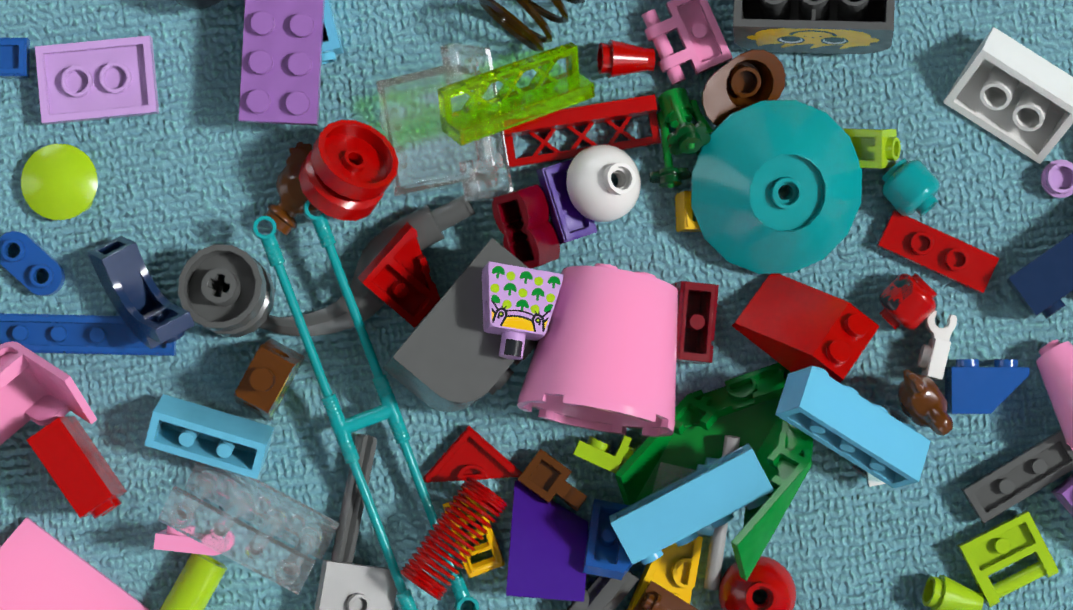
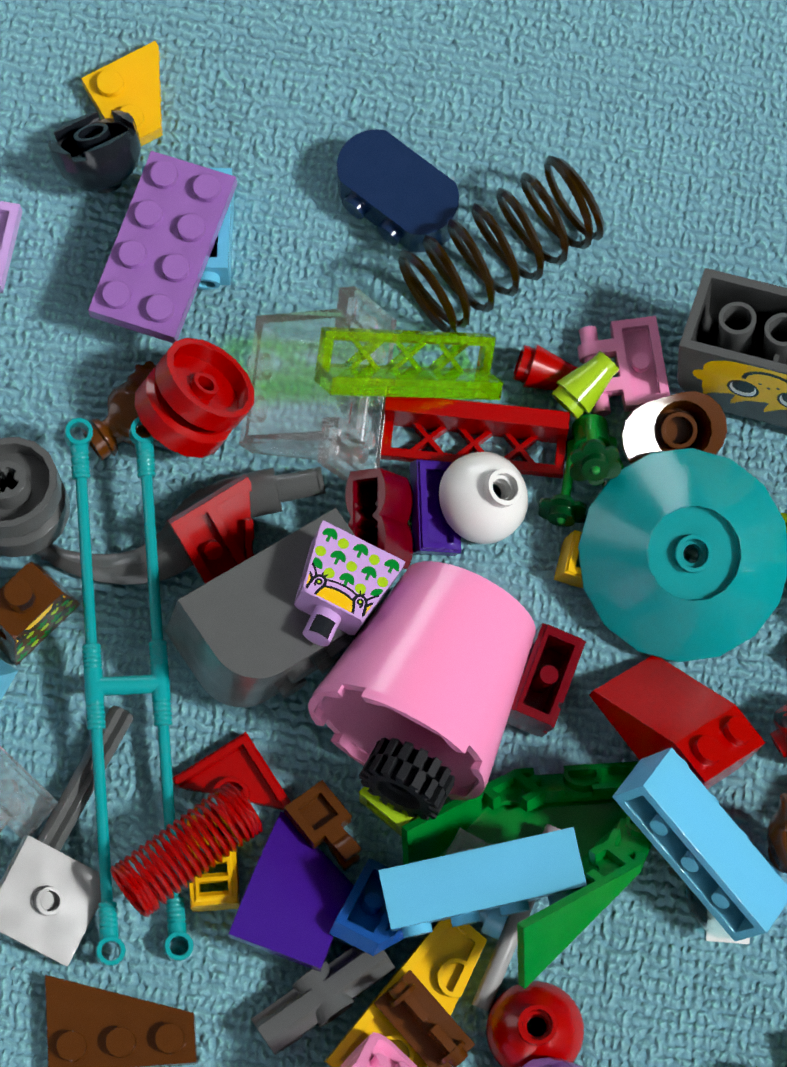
camera: 15 degrees right, 15 degrees down
(610, 440) = (407, 778): none -> black tyre
(660, 67) = (585, 385): none -> lime cone

